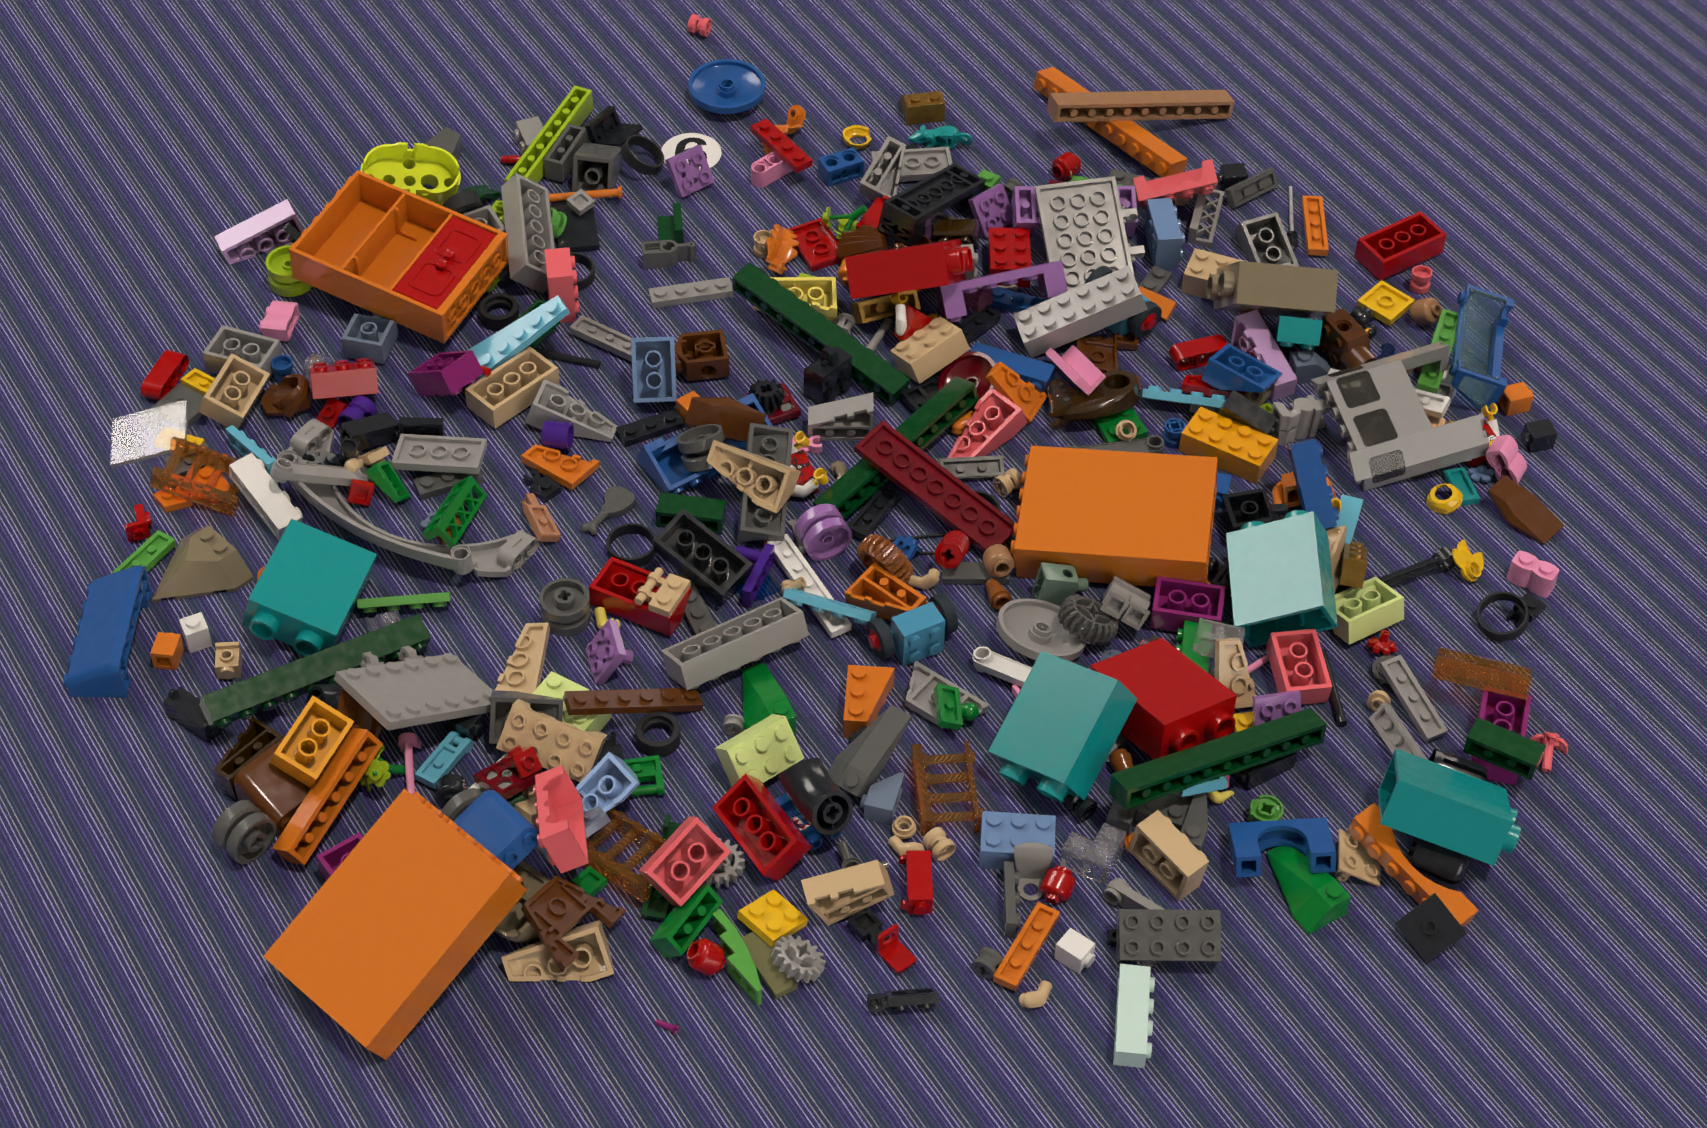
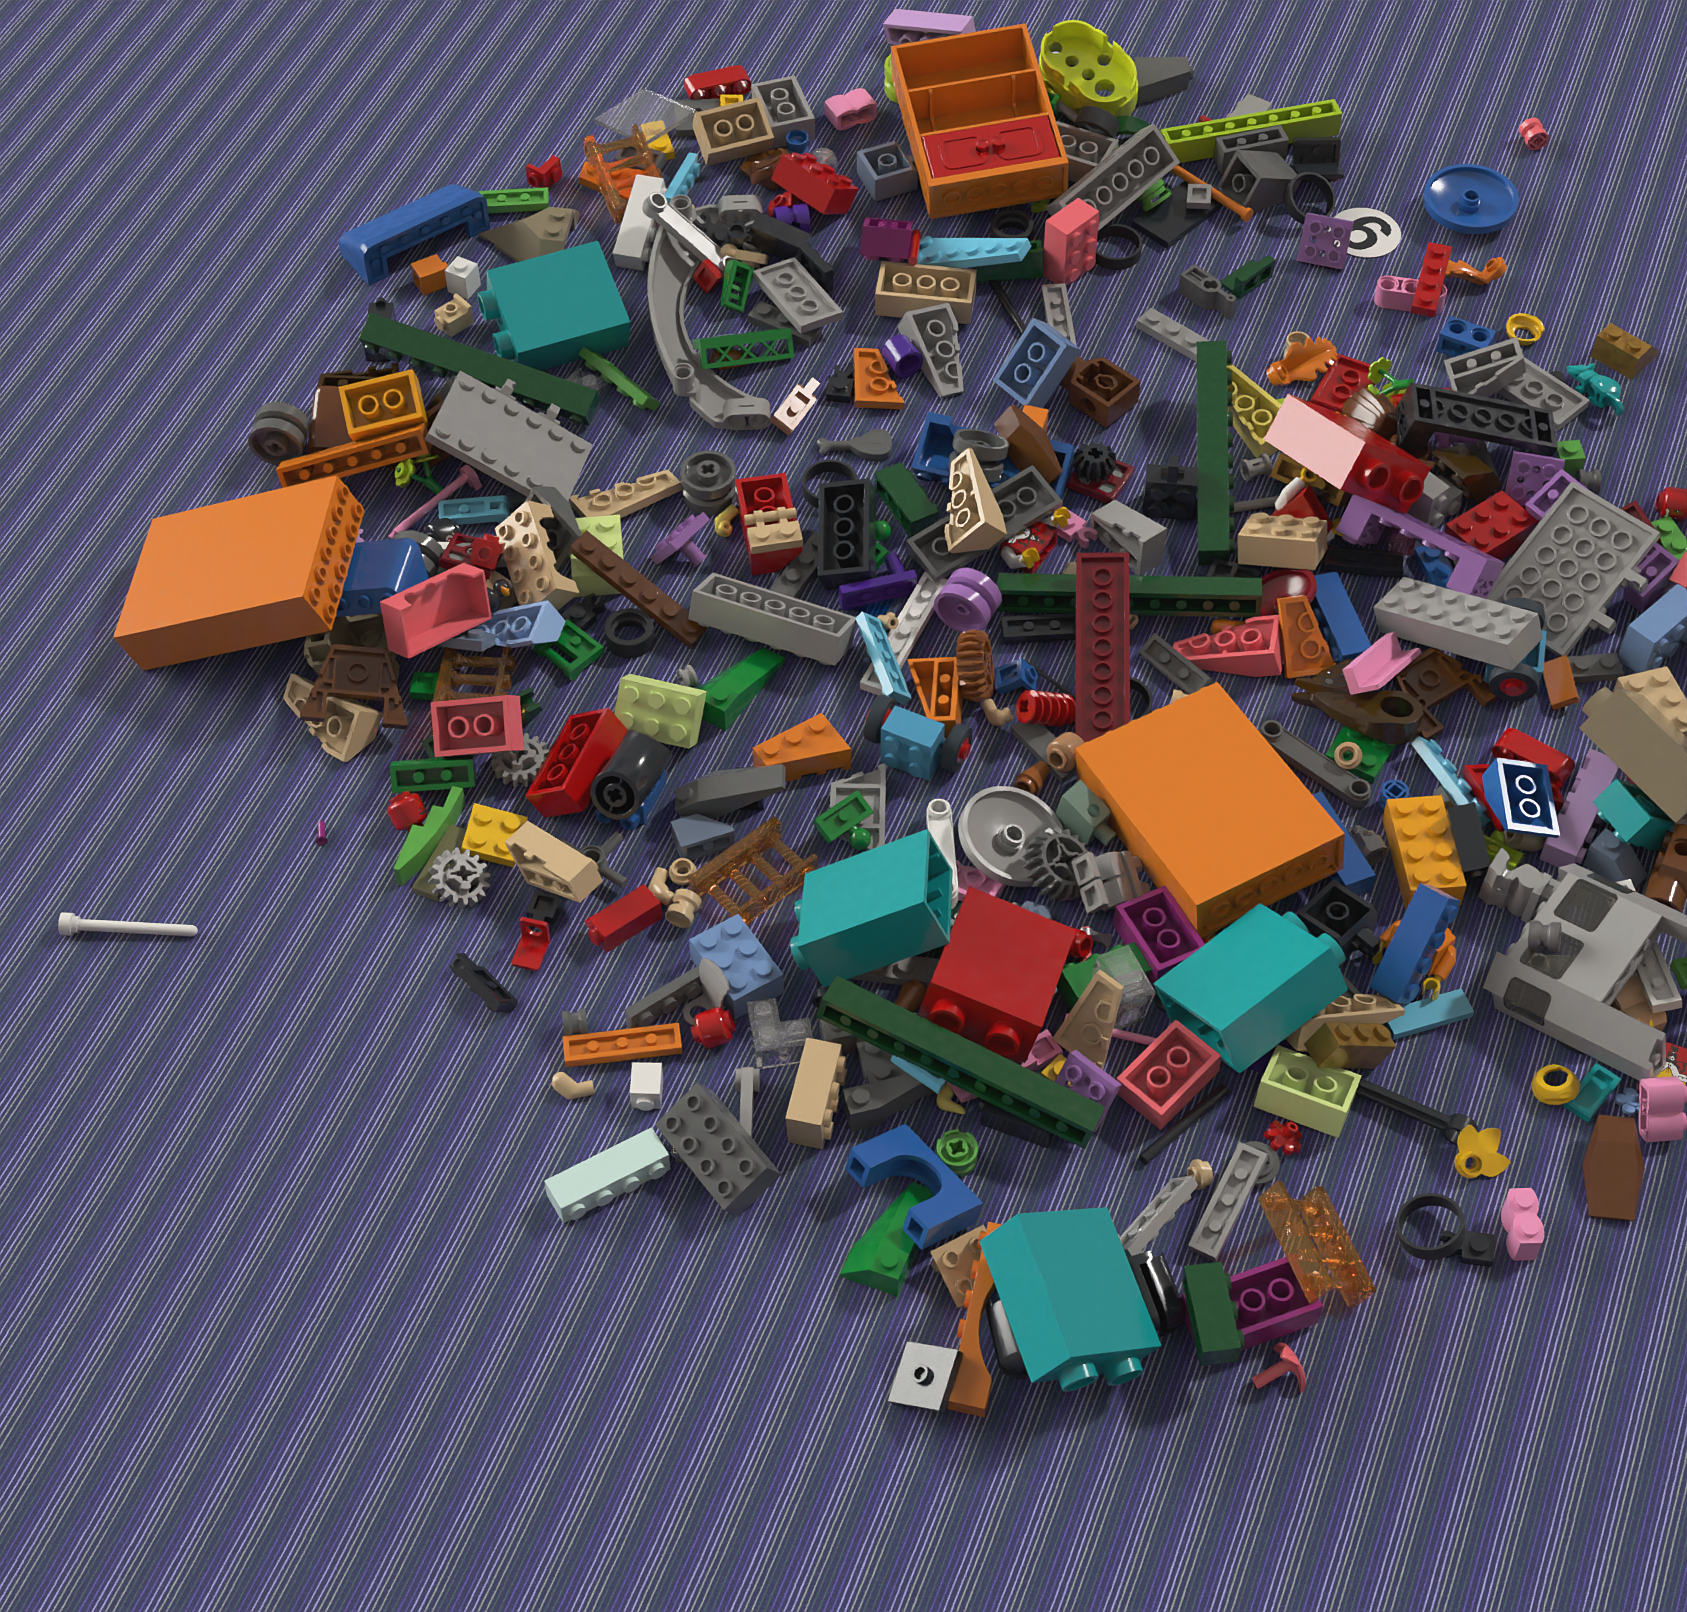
camera: 55 degrees right, 5 degrees up
(650, 427) = (975, 409): black plate -> none
(1364, 422) = (1544, 935): none -> flat silver wheel

